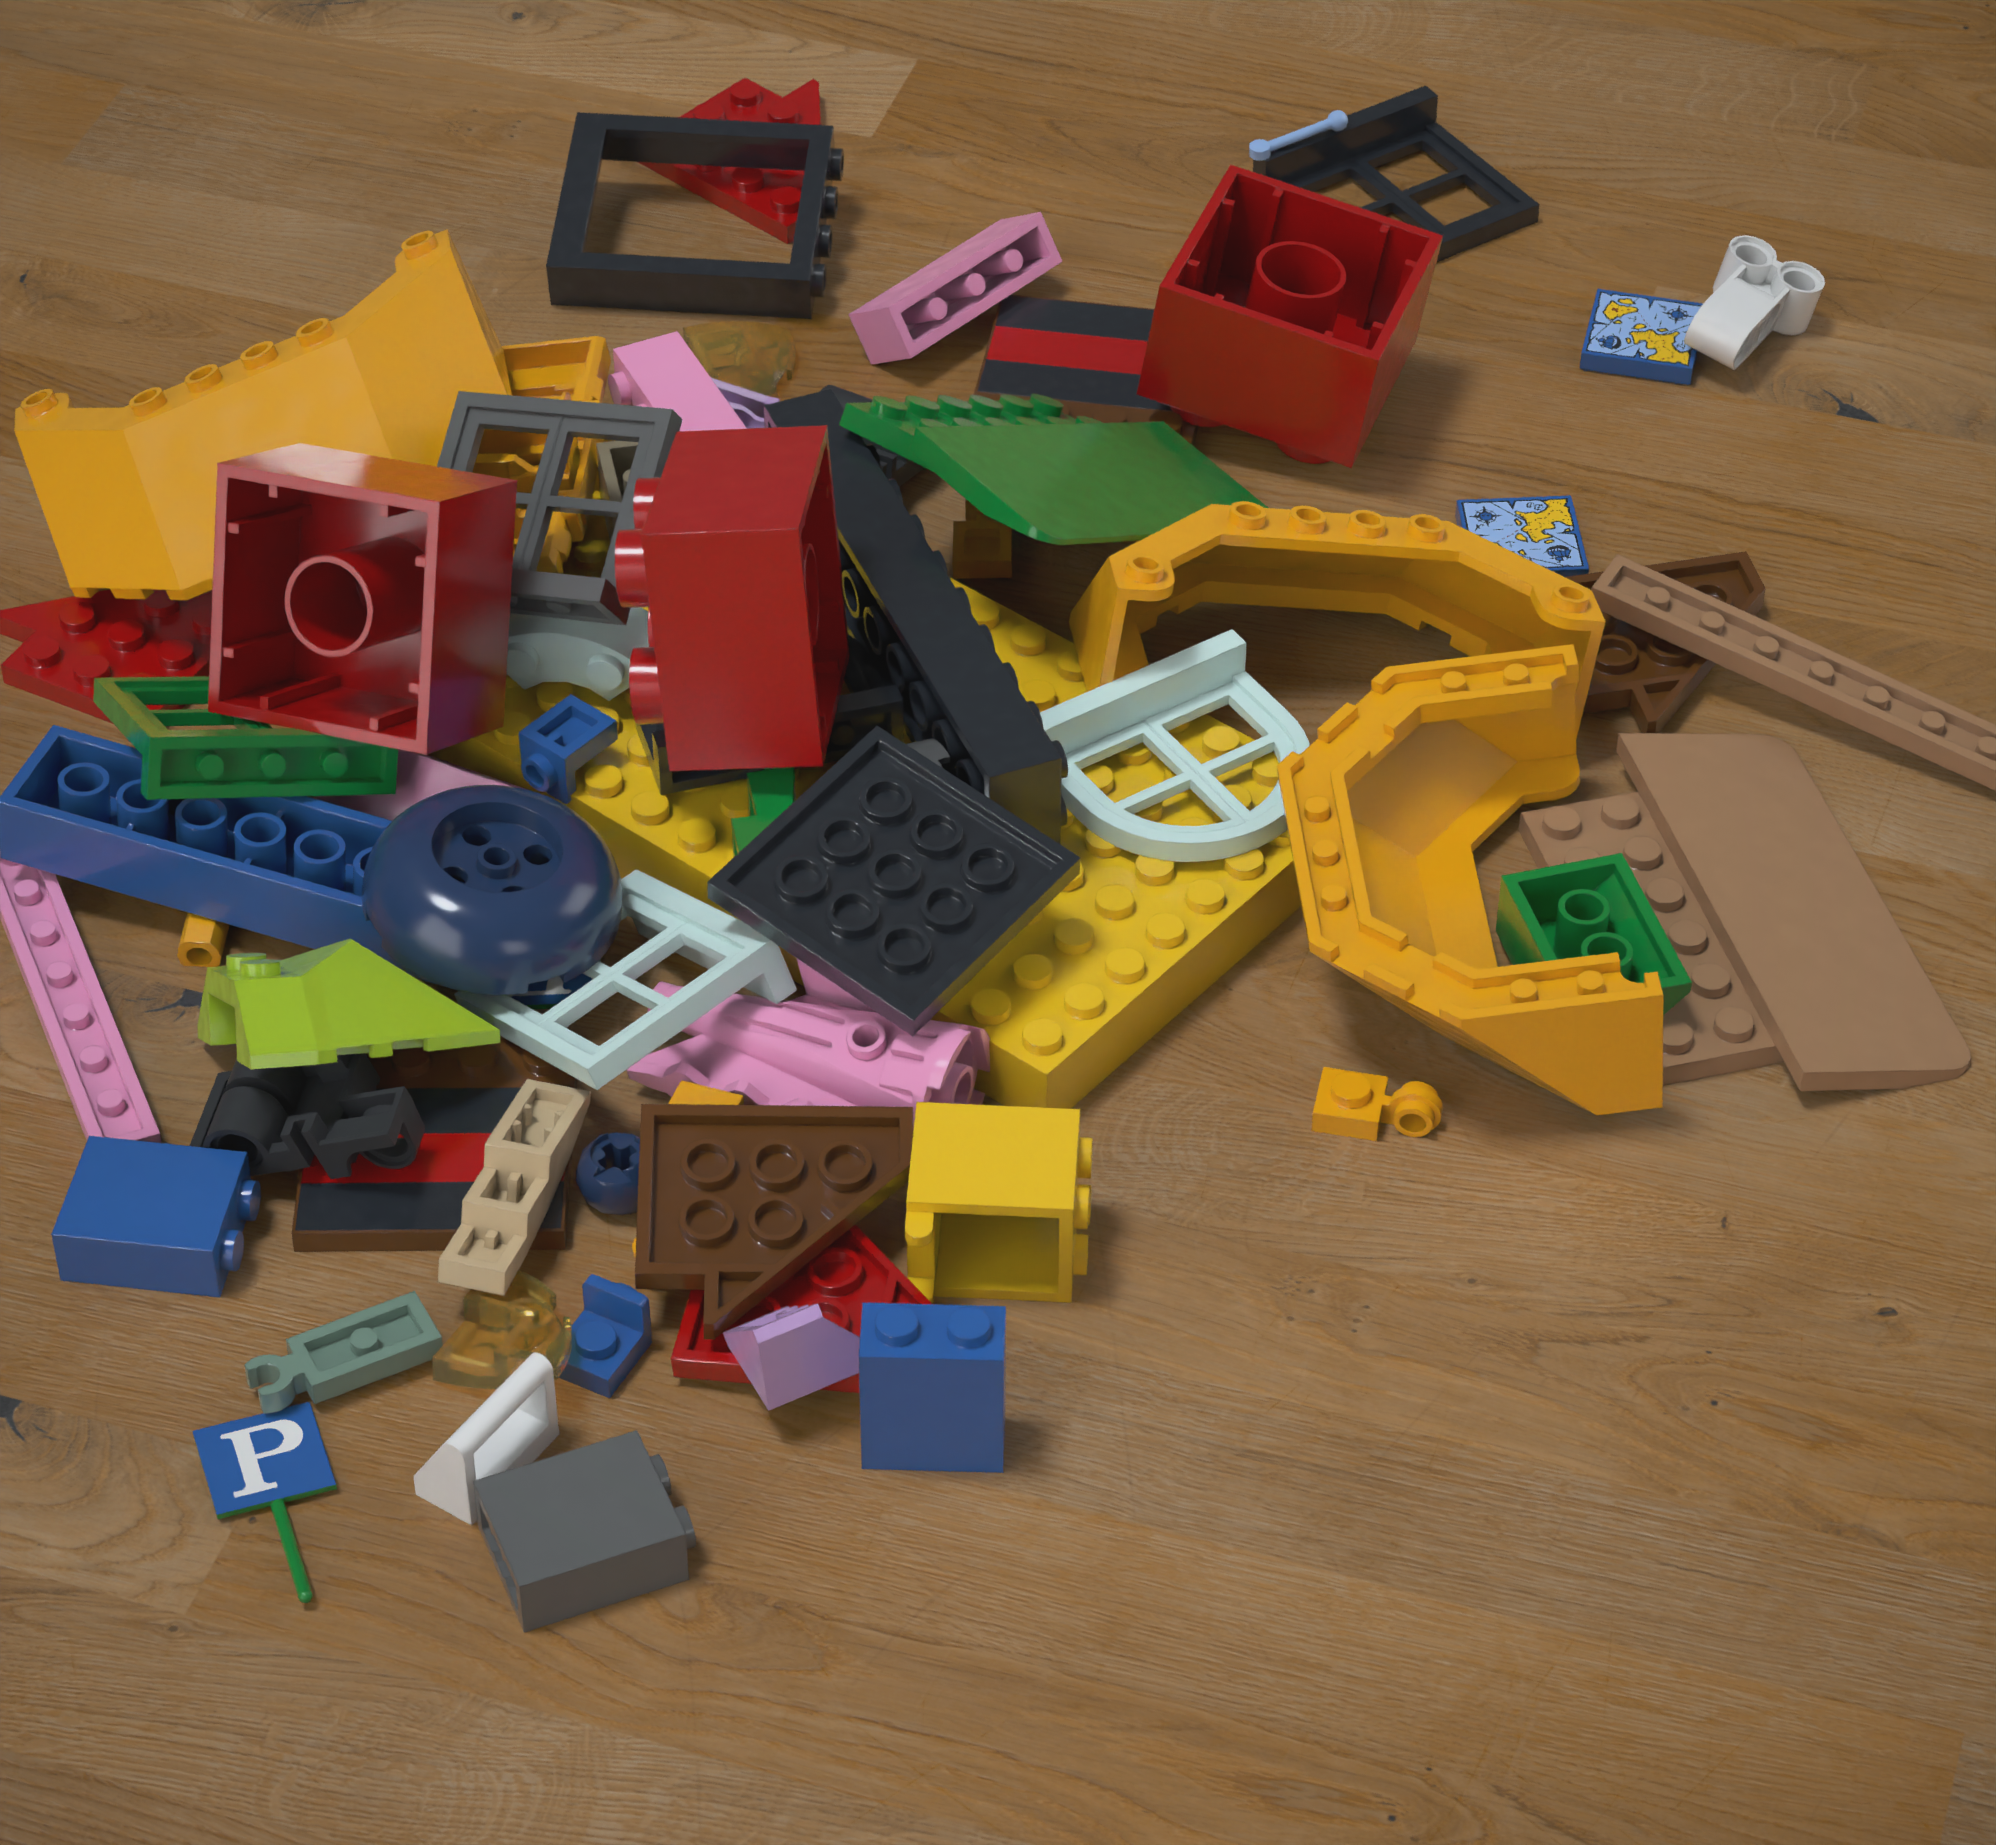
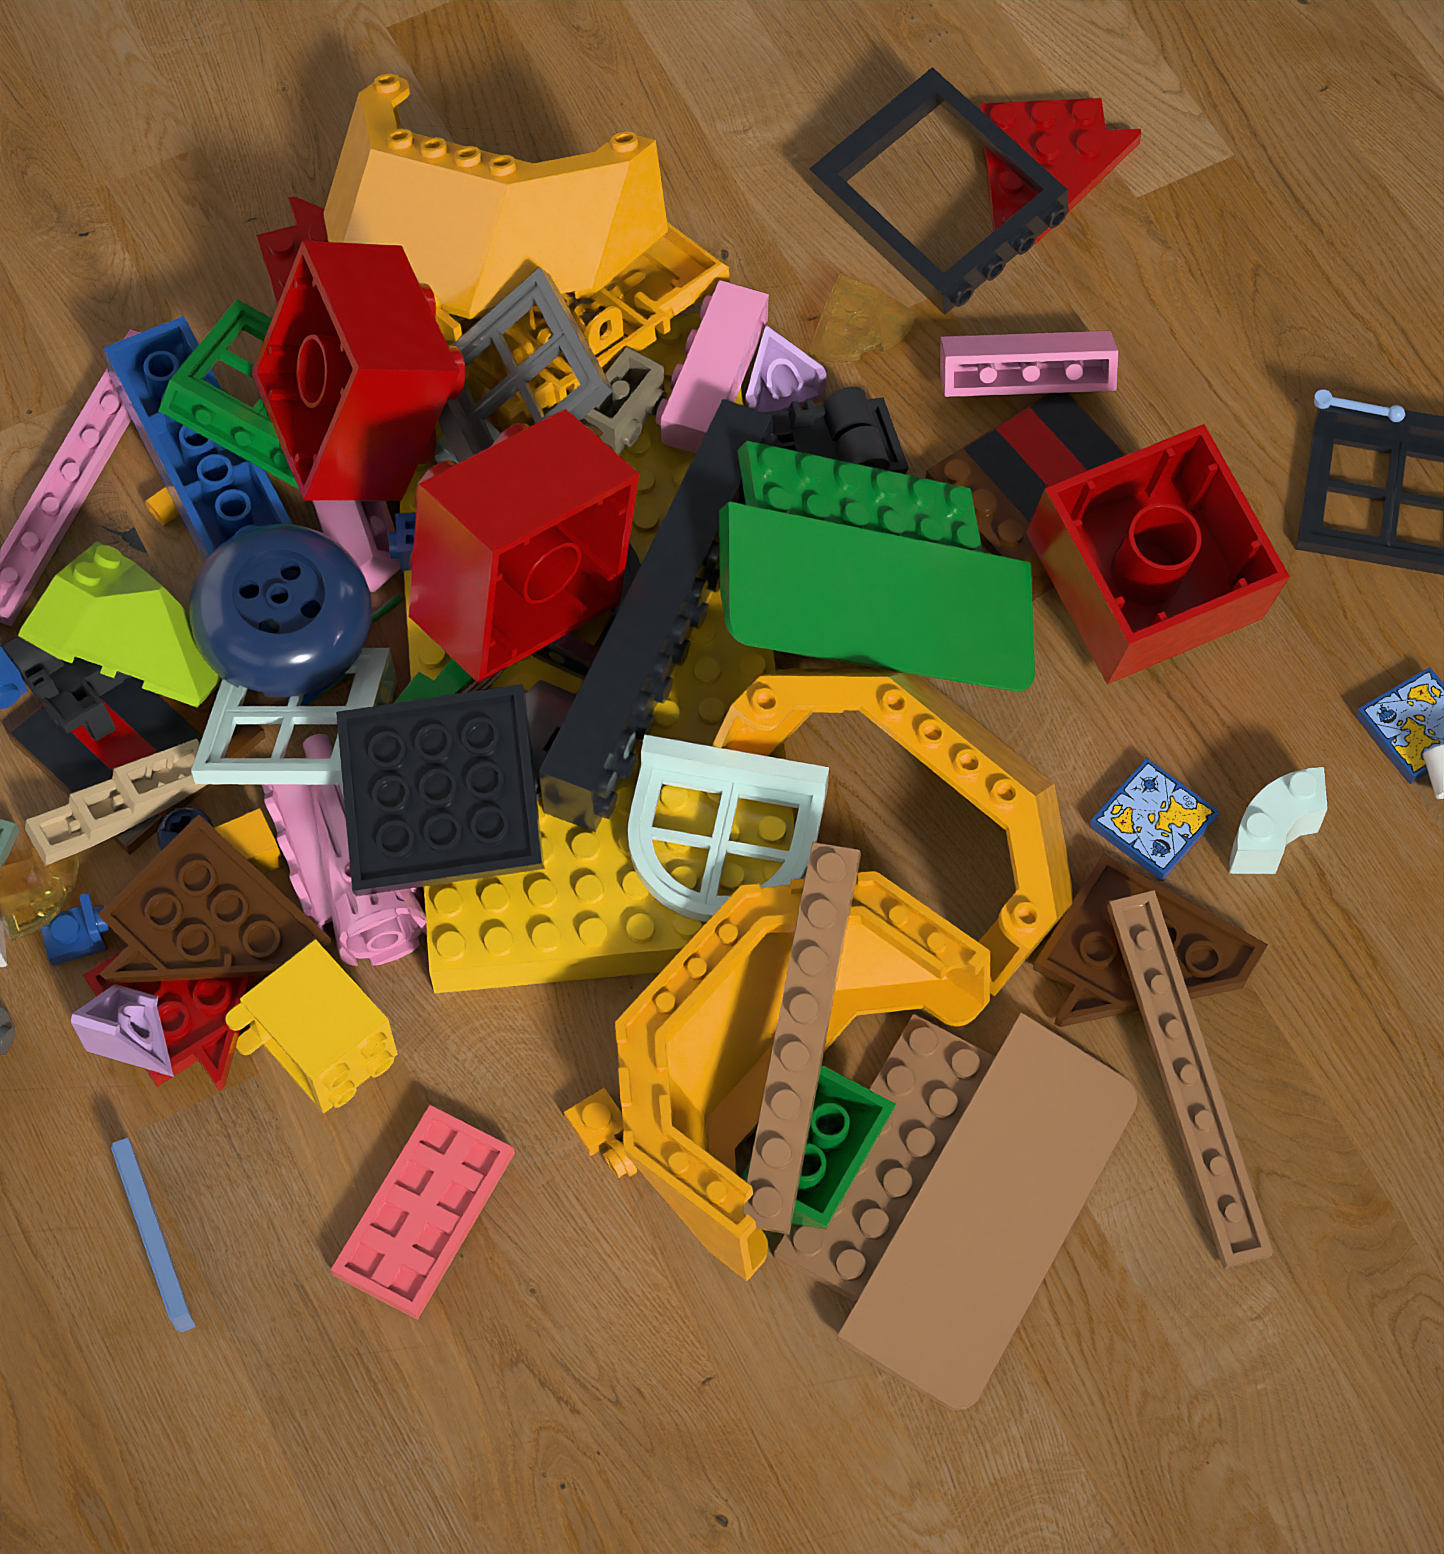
camera: 45 degrees right, 20 degrees up
(932, 1387) = (154, 1116): blue brick -> none
(1051, 1508) = (153, 1236): none -> medium blue tile
(1291, 1288) = (423, 1212): none -> coral plate
(1467, 810) = (801, 1036): none -> medium nougat plate
(1631, 465) = (1277, 816): none -> light aqua brick

